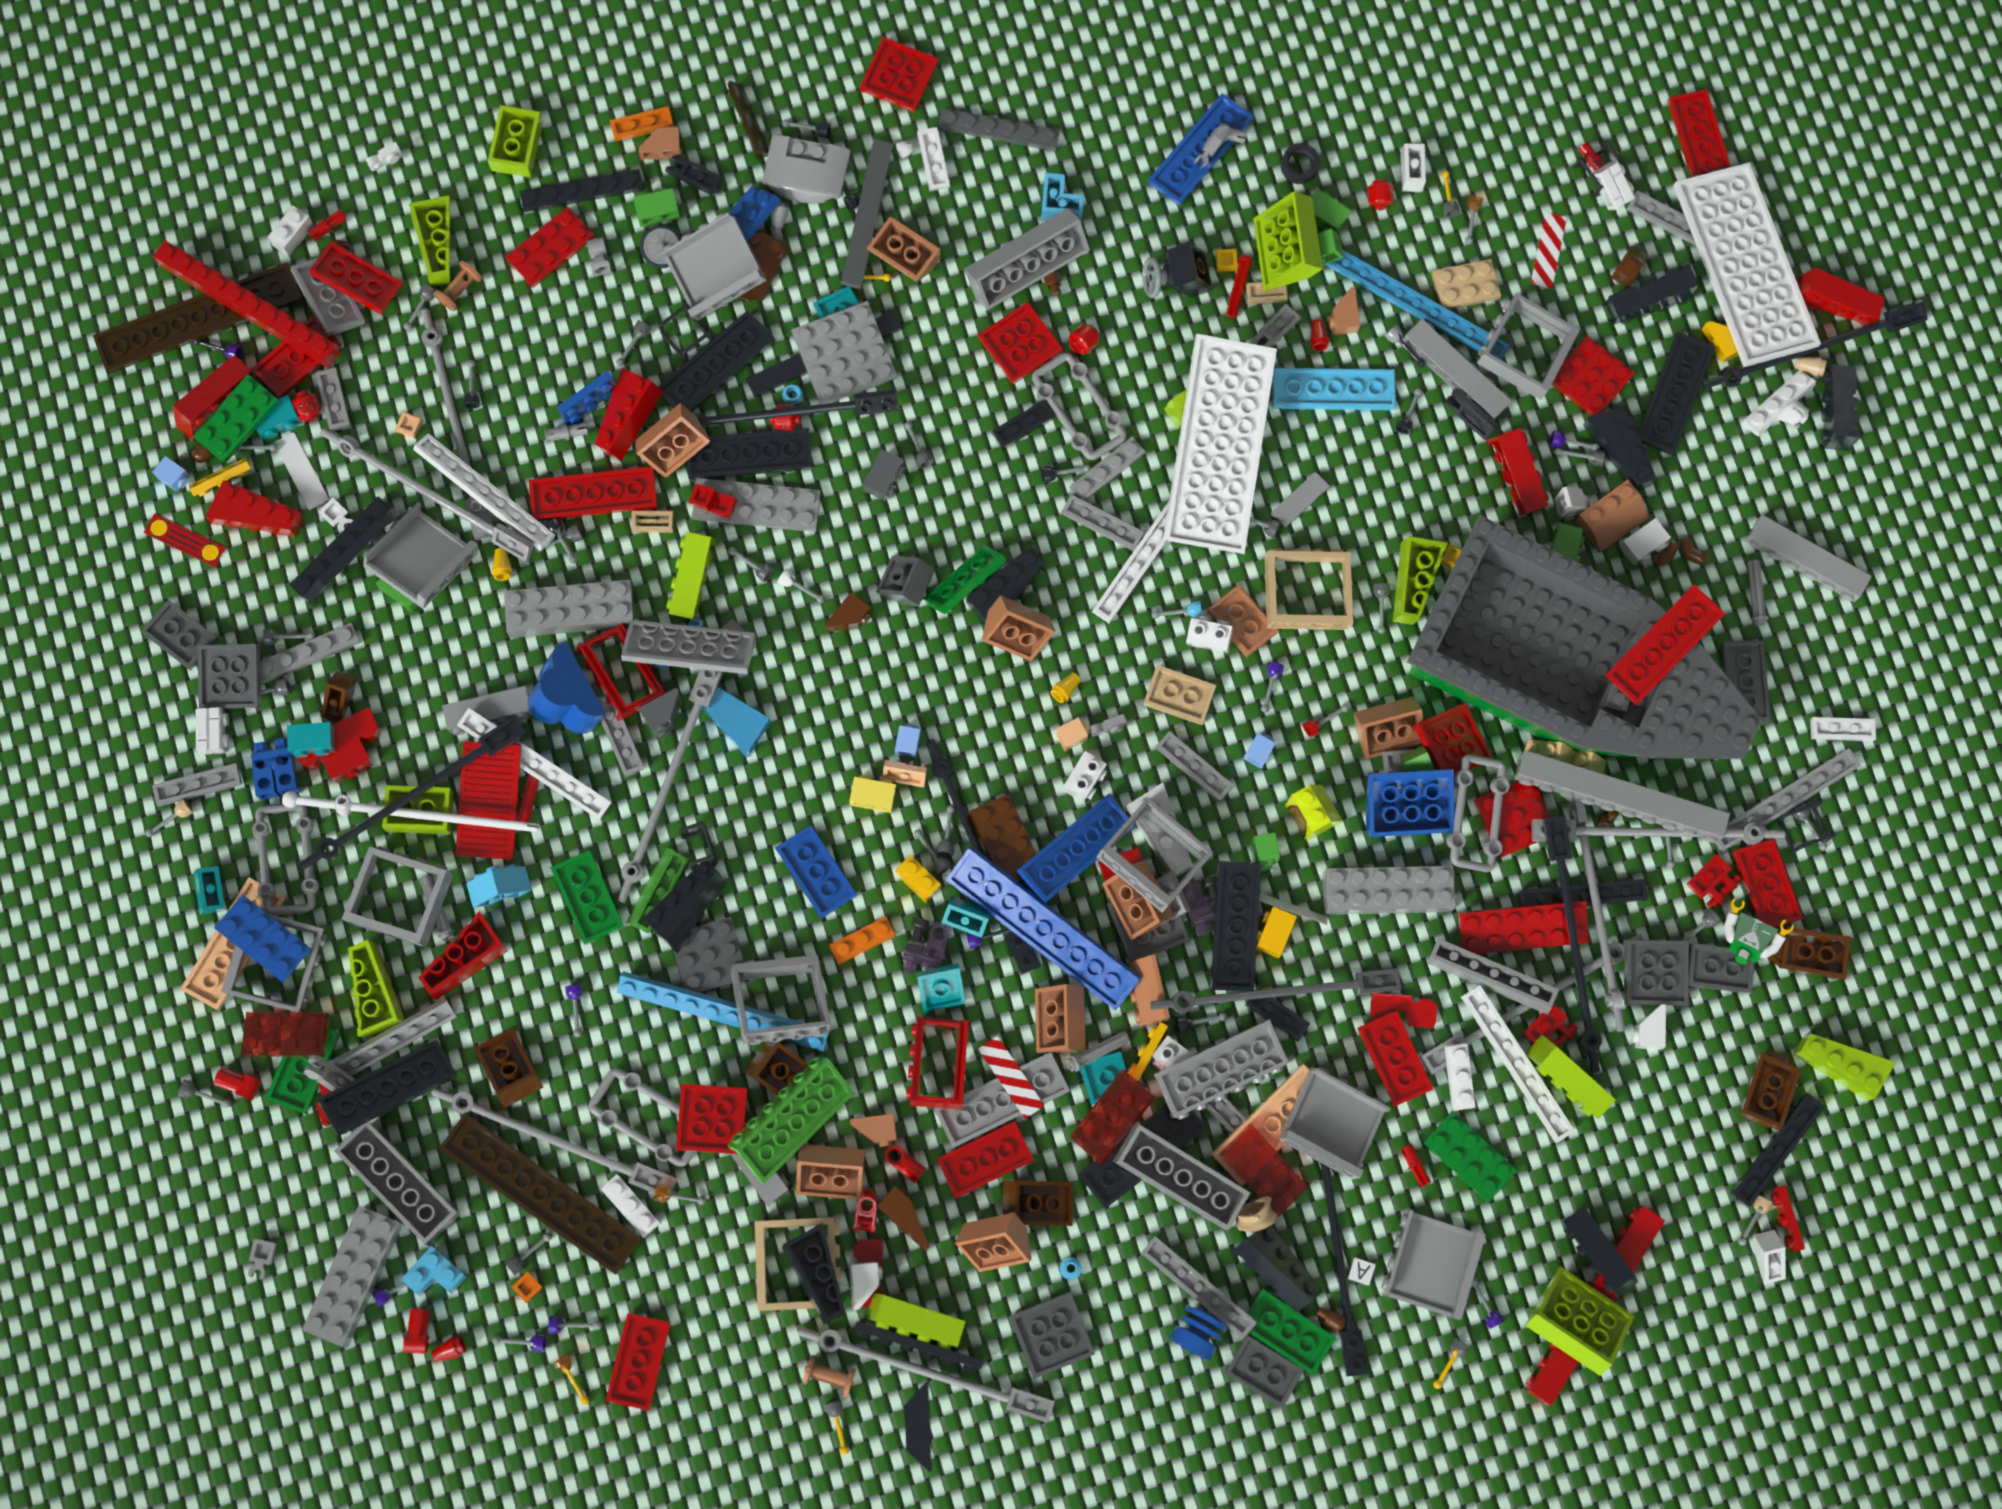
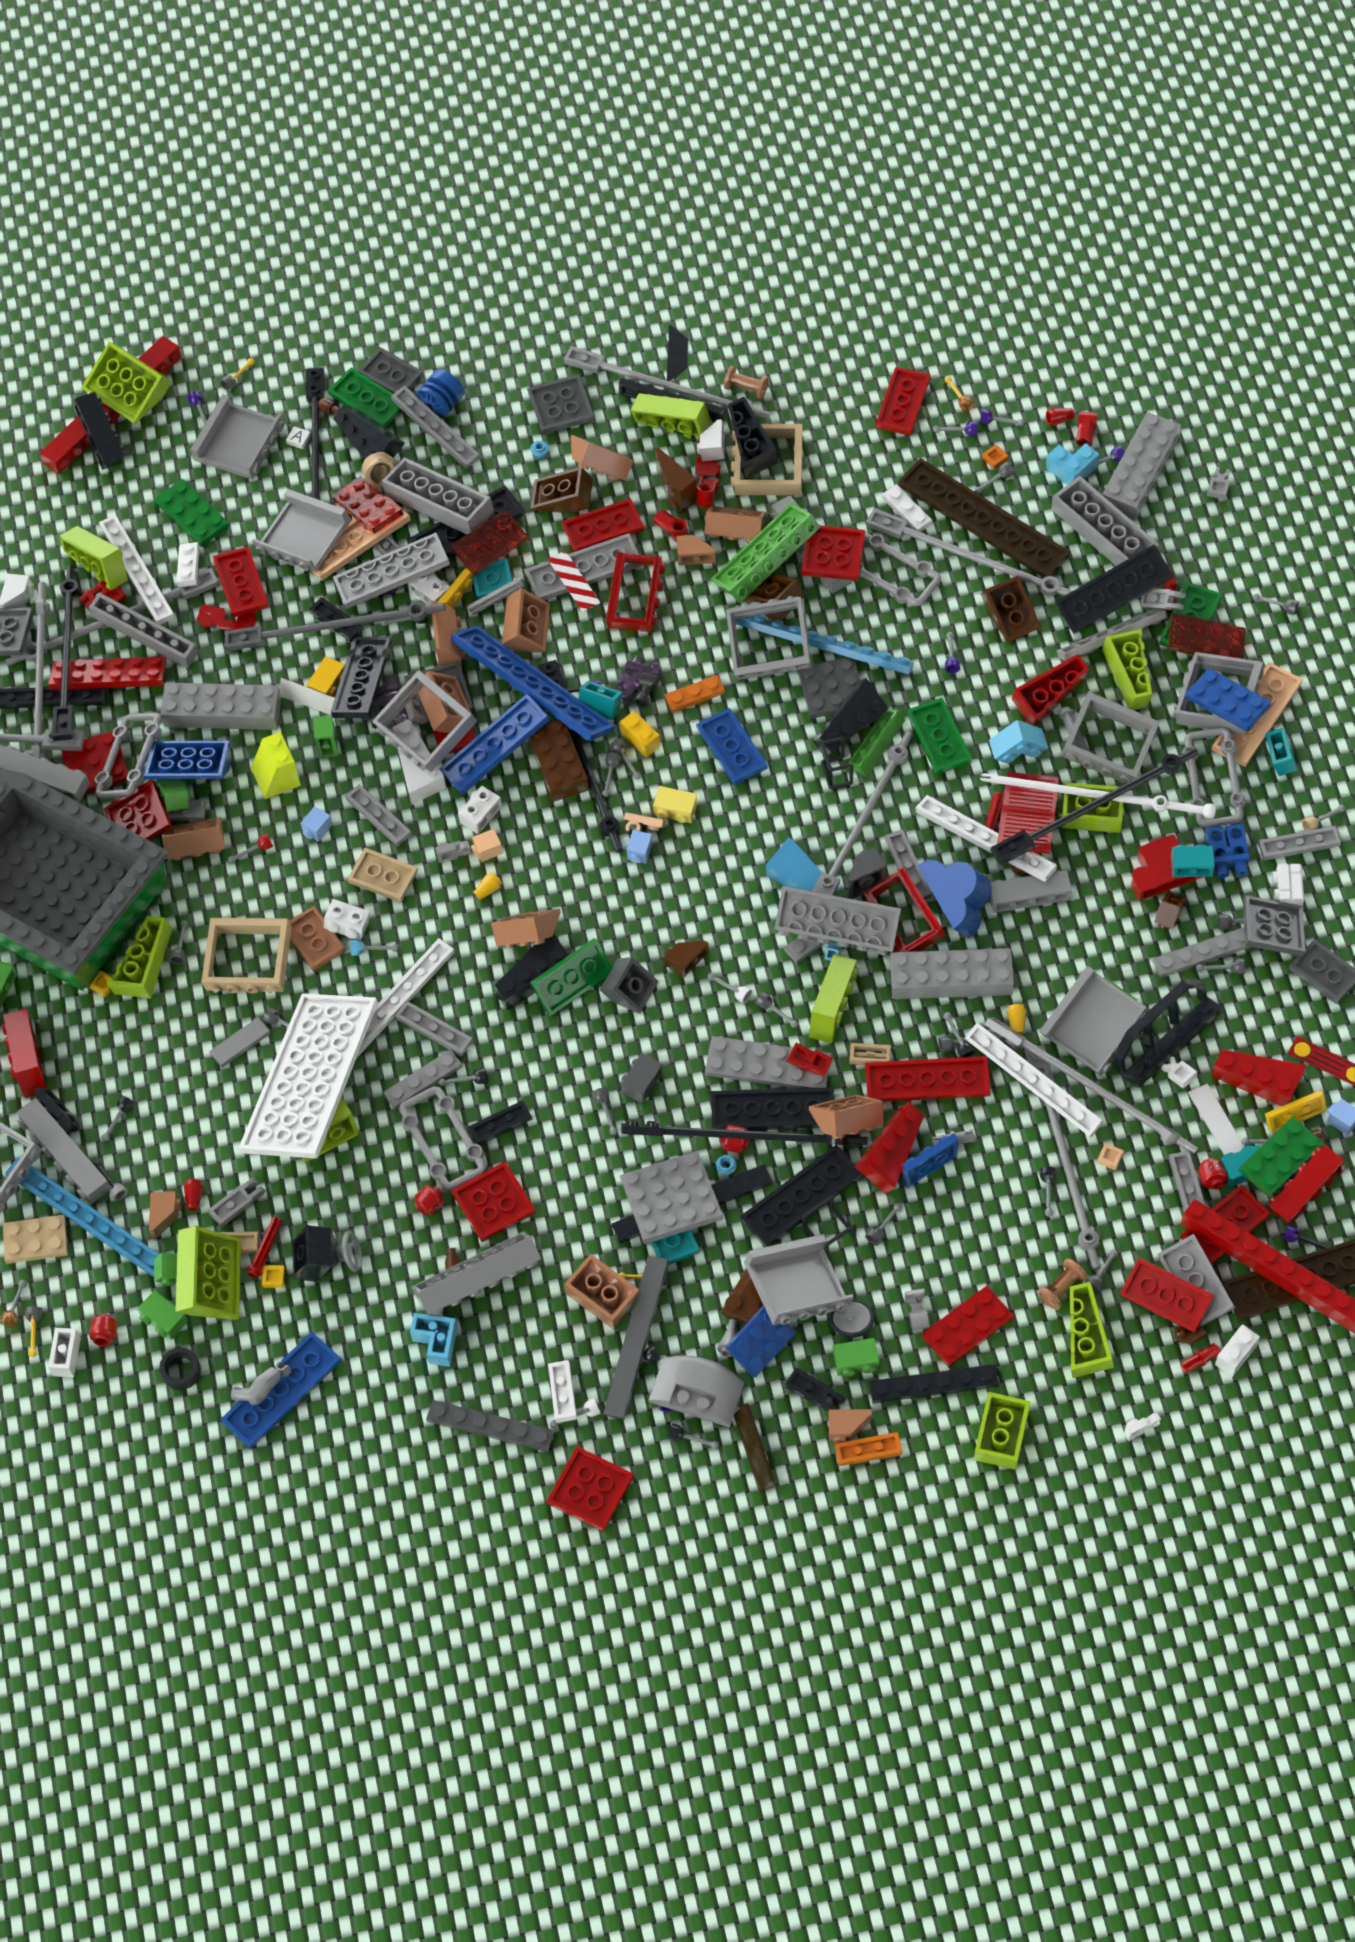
camera: 165 degrees left, 15 degrees down
(242, 1085) = (1242, 606): red piece -> none
(663, 1193) = (878, 507): hinge -> none
(834, 1409) = (744, 364): hinge -> none
(940, 987) = (627, 647): teal plate -> none
(1274, 671) = (291, 891): hinge -> none
(1333, 389) = (185, 1145): medium azure tile -> none
(1415, 1164) = (238, 507): red axle -> none

